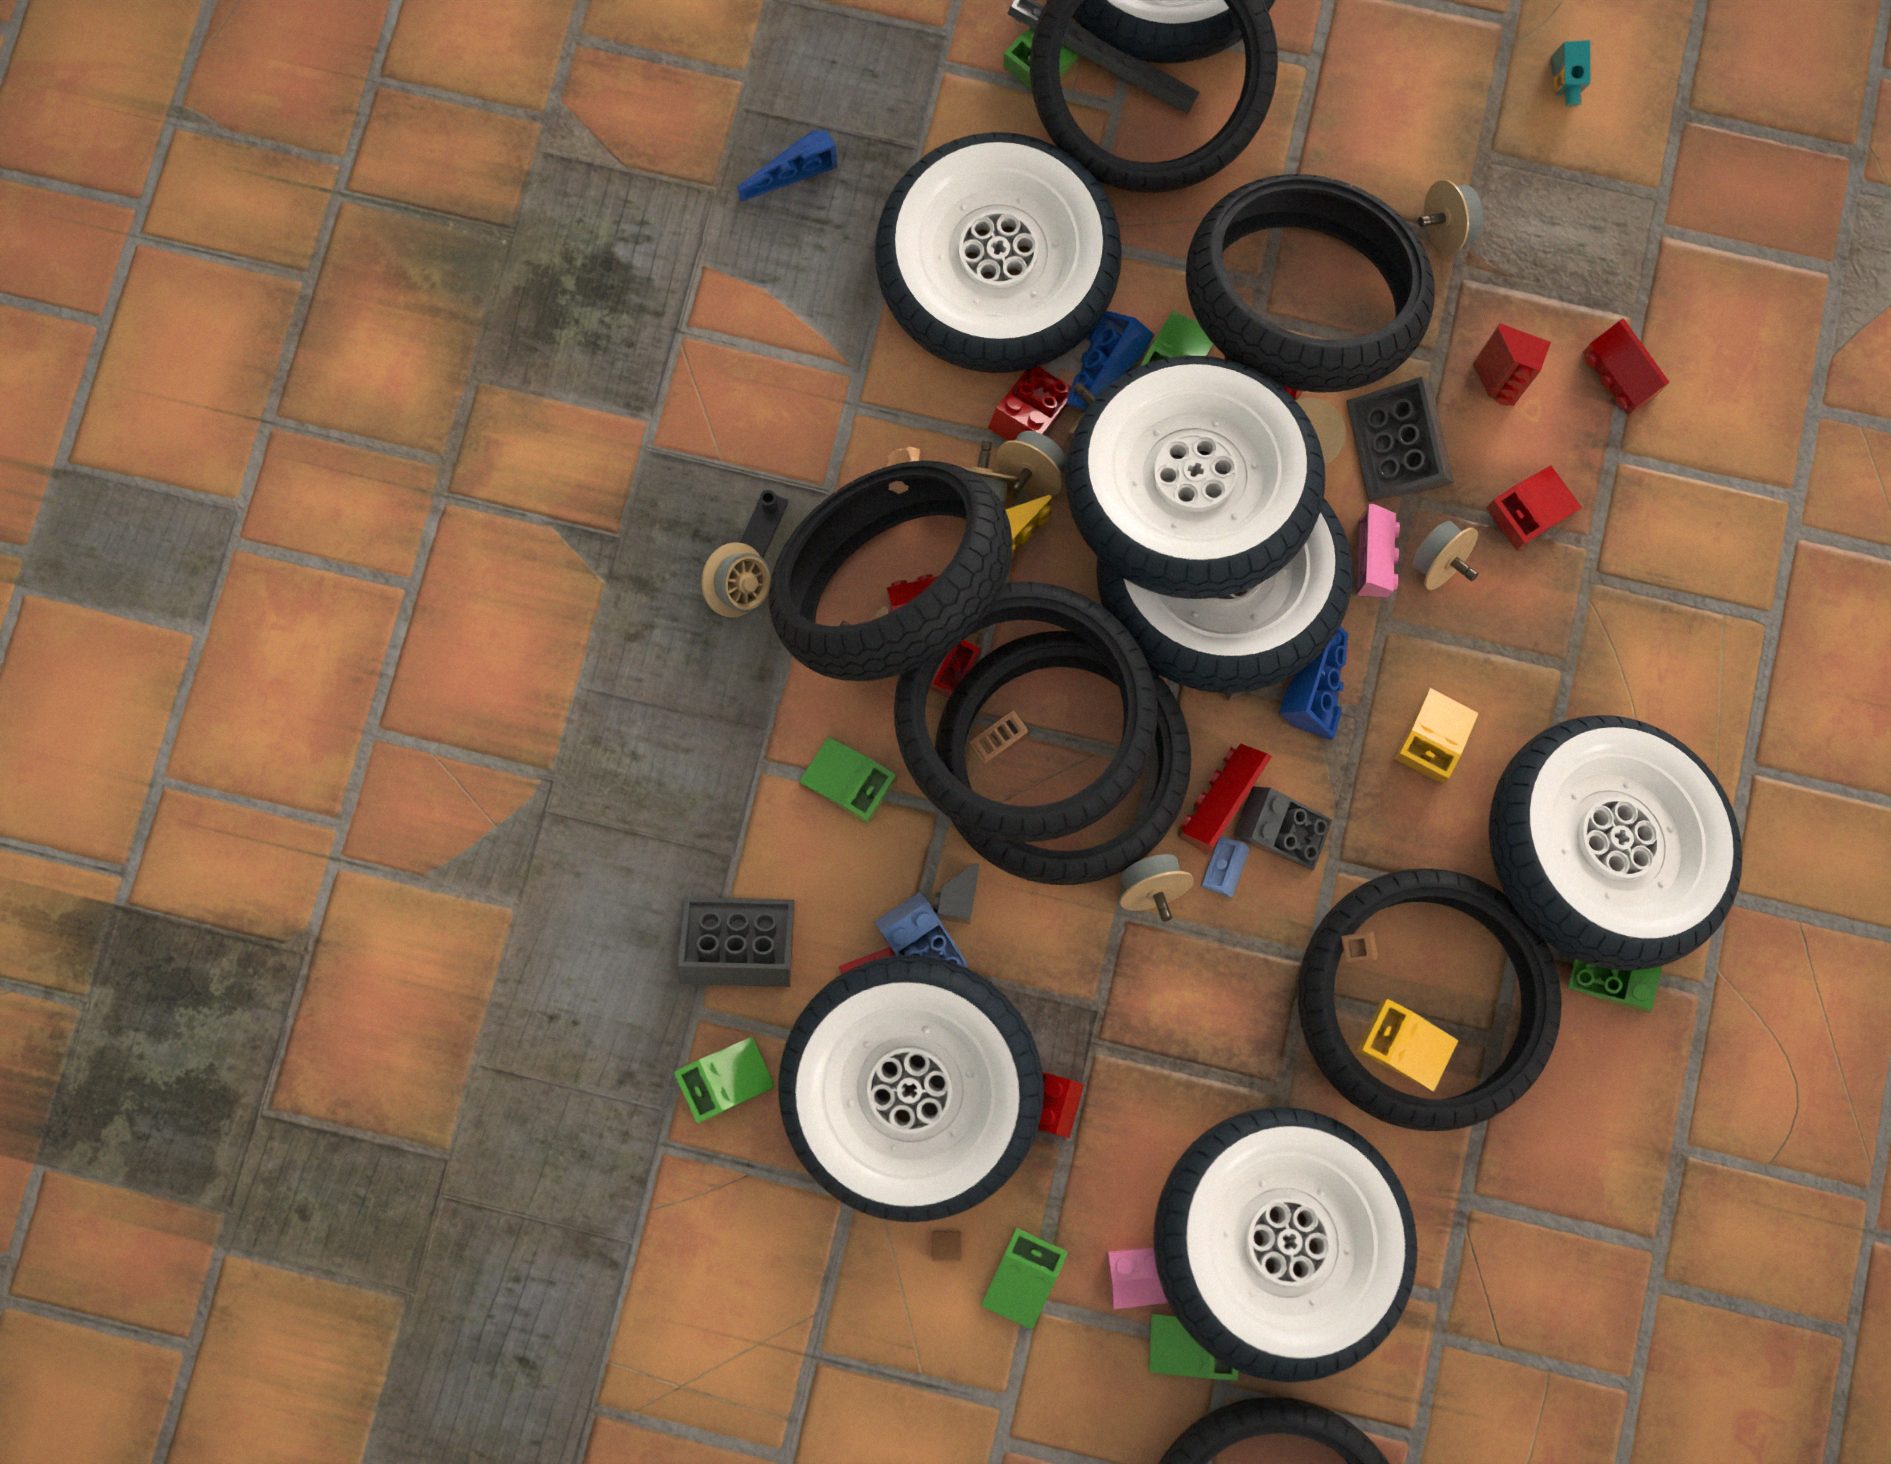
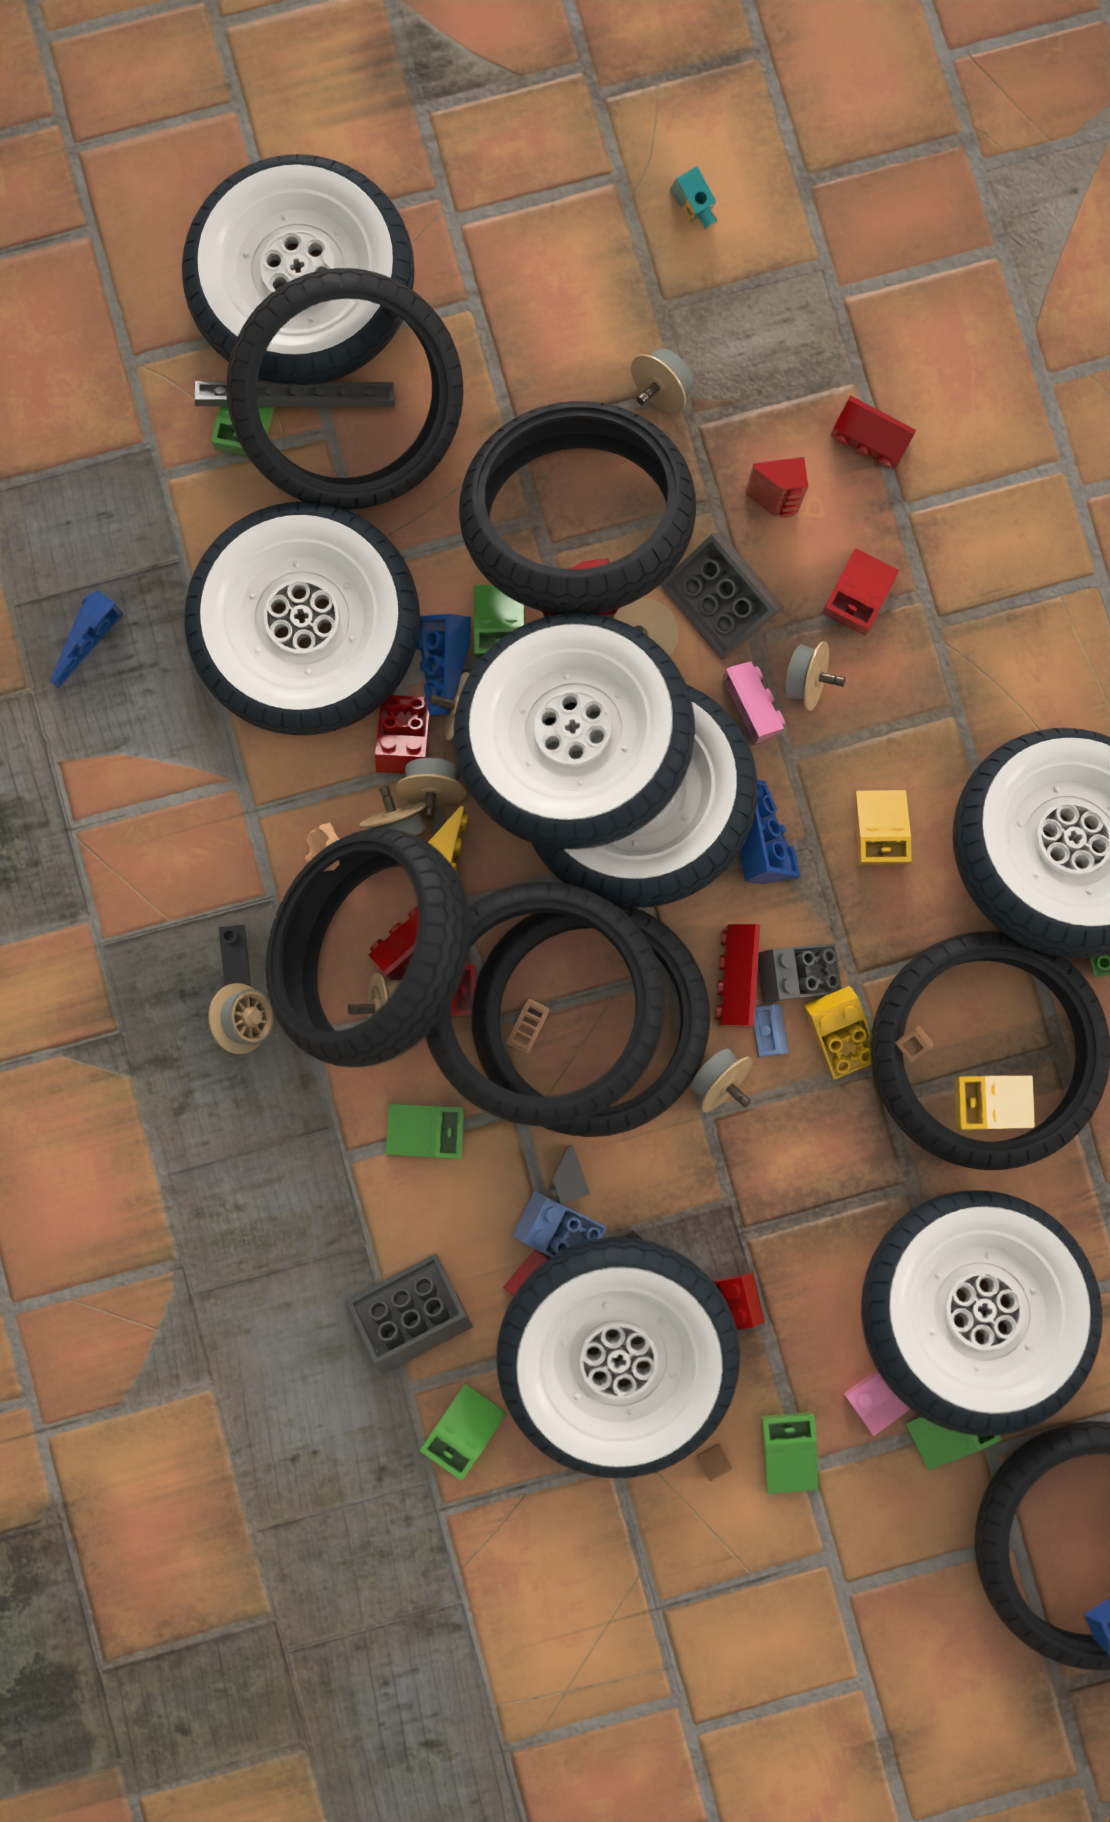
camera: 30 degrees left, 5 degrees up
(1293, 904) = (841, 1031): none -> yellow slope

